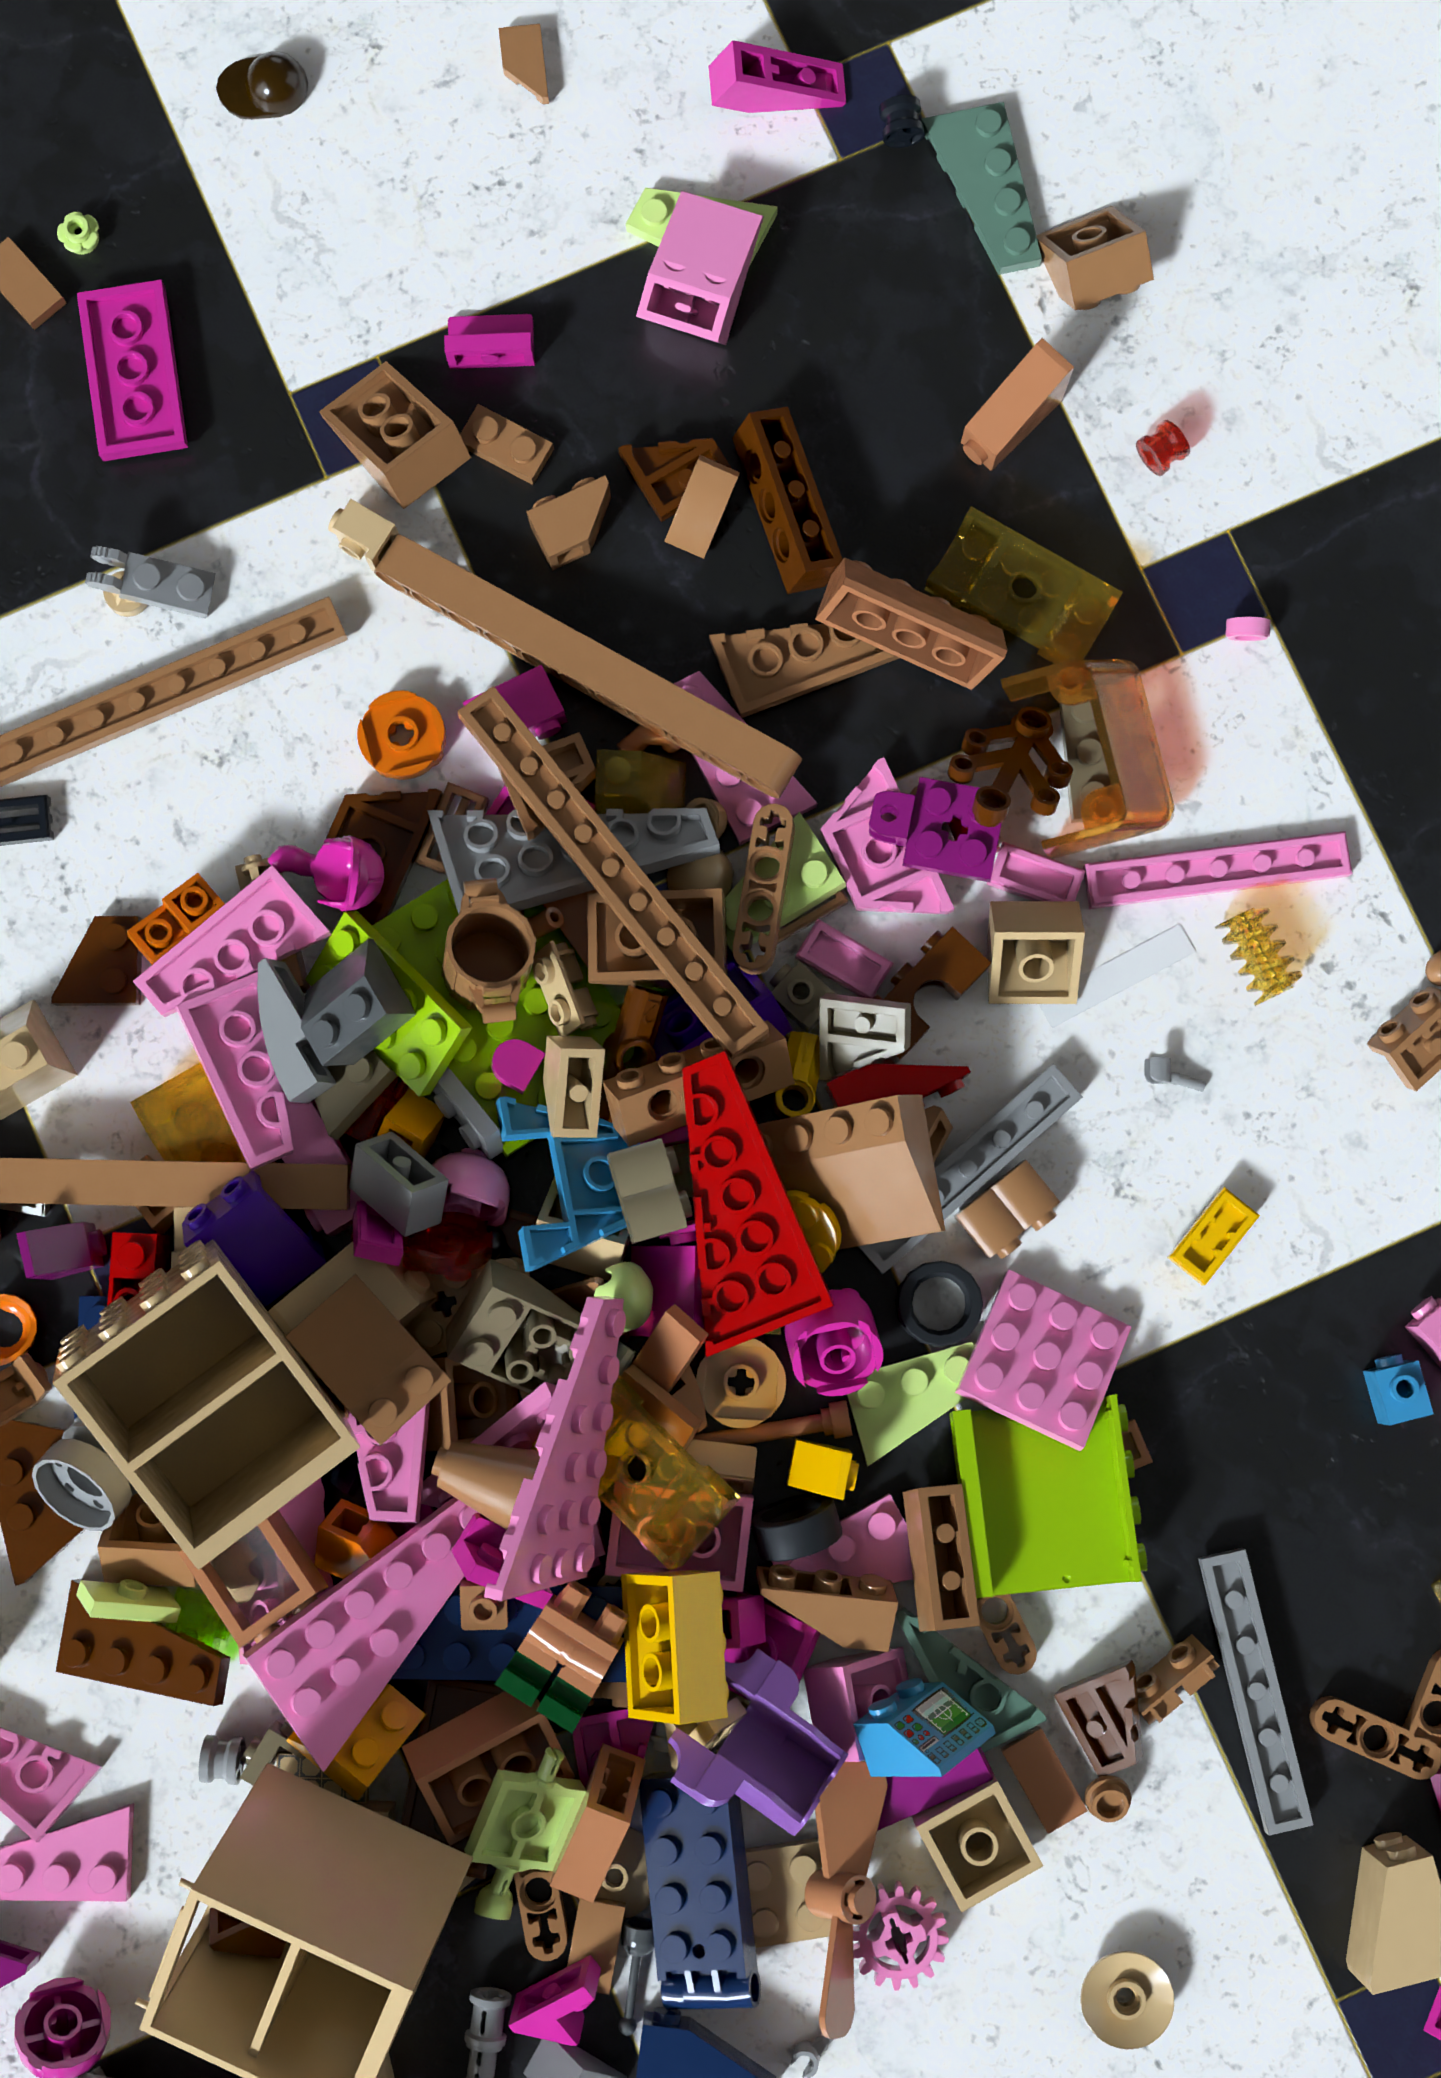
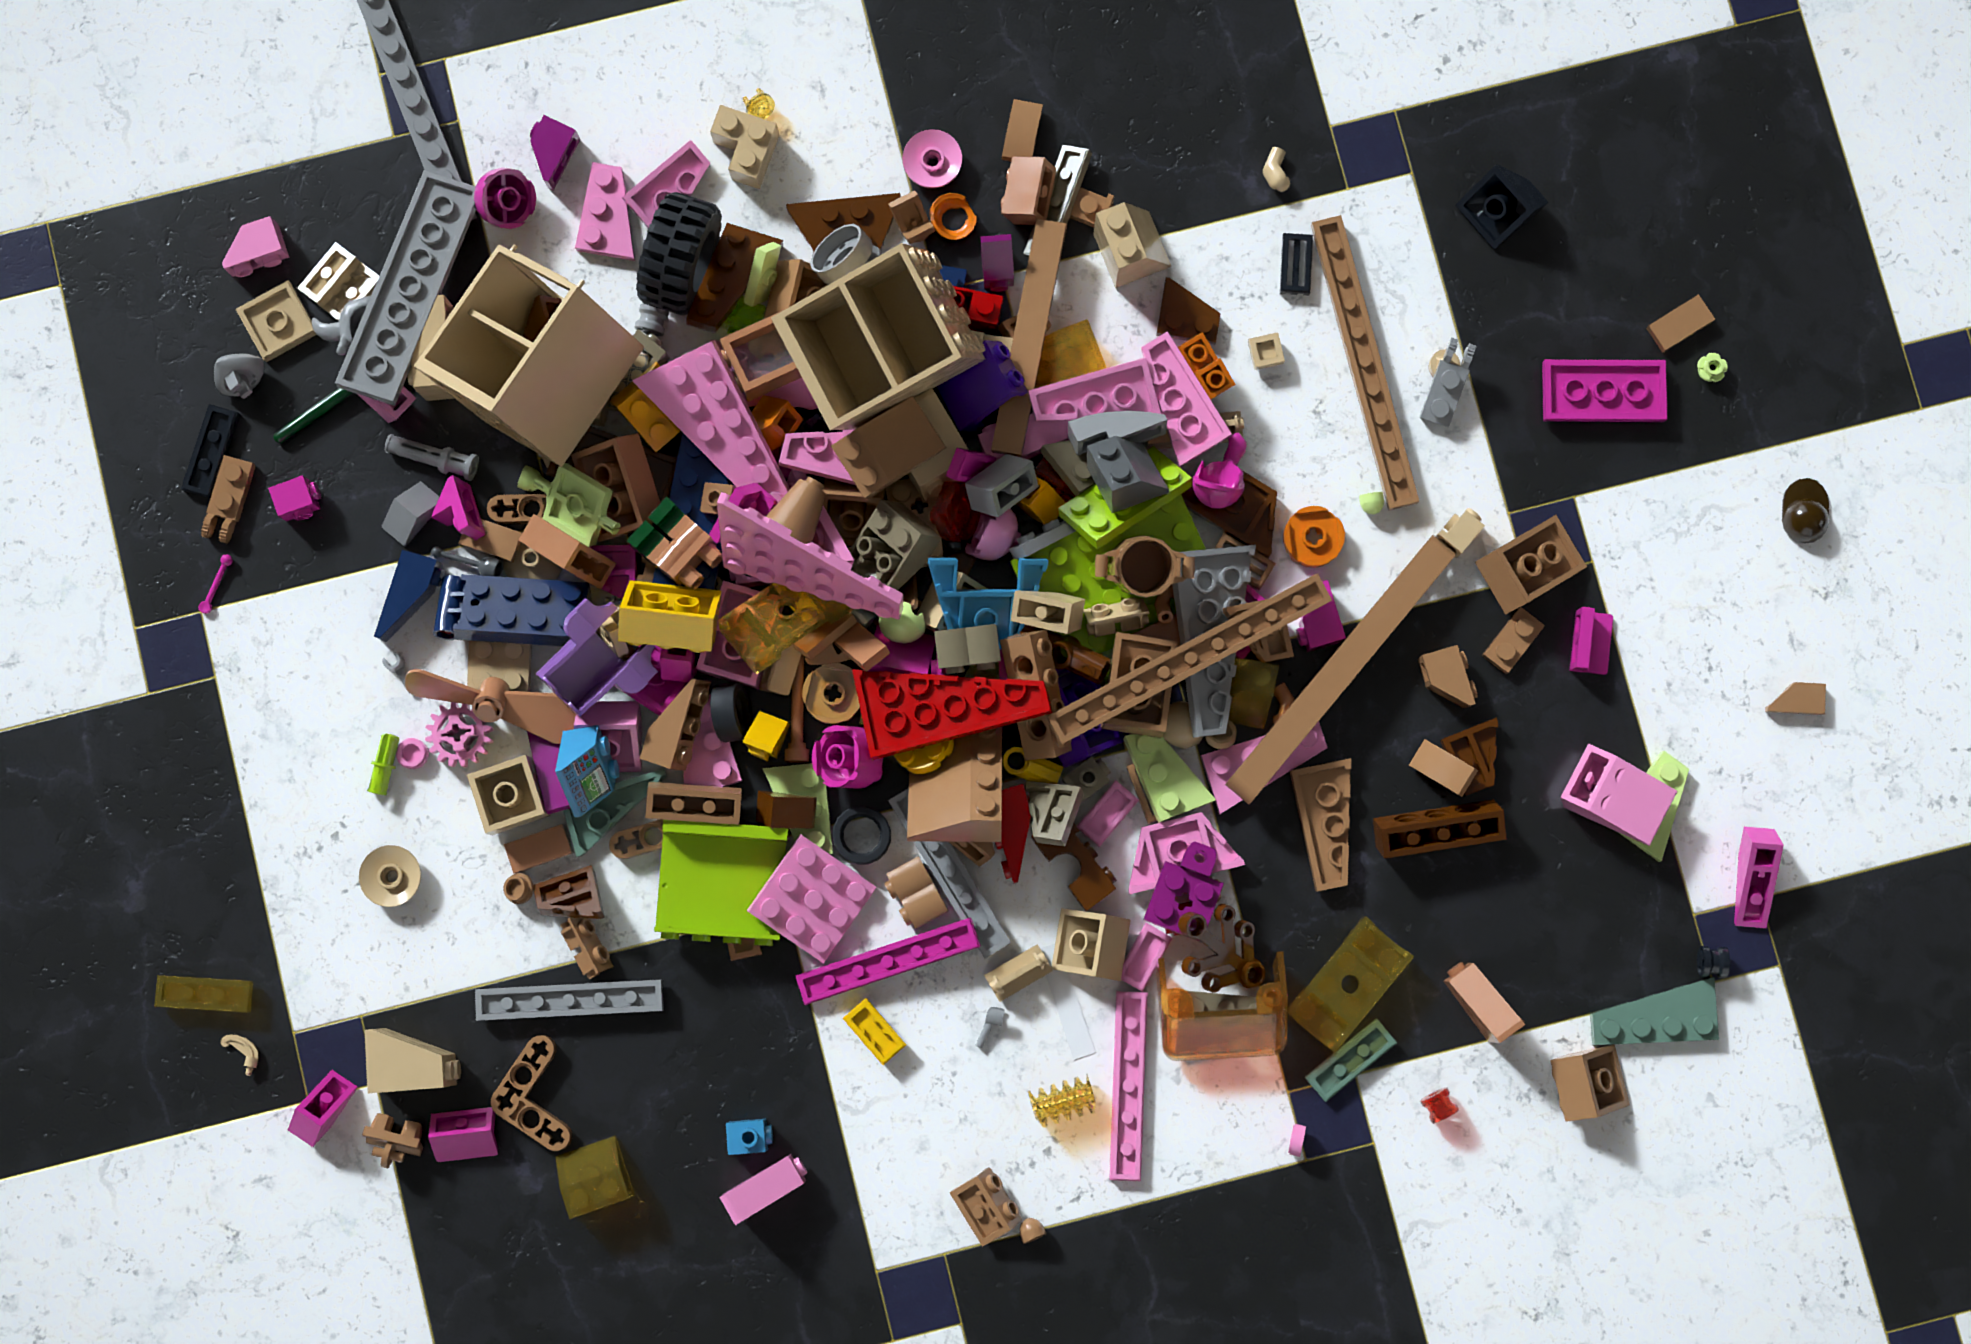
camera: 100 degrees right, 0 degrees up
(112, 1739) = (677, 252): none -> black tyre
(141, 843) = (1266, 351): none -> tan plate
(340, 661) = (1372, 502): none -> yellowish green hinge
(516, 1063) = (1070, 576): dark pink tile -> none
(760, 888) = (1164, 760): medium nougat beam -> none
(911, 624) = (1335, 898): nougat slope -> none
(925, 1421) = (785, 810): none -> reddish brown slope
(937, 2002) = (412, 753): none -> bright pink tile
(962, 2043) = (383, 764): none -> lime axle
(1091, 1047) = (1018, 973): none -> tan hinge
(1111, 1234) = (888, 961): none -> dark pink tile
(1144, 591) = (1350, 1060): none -> sand green tile

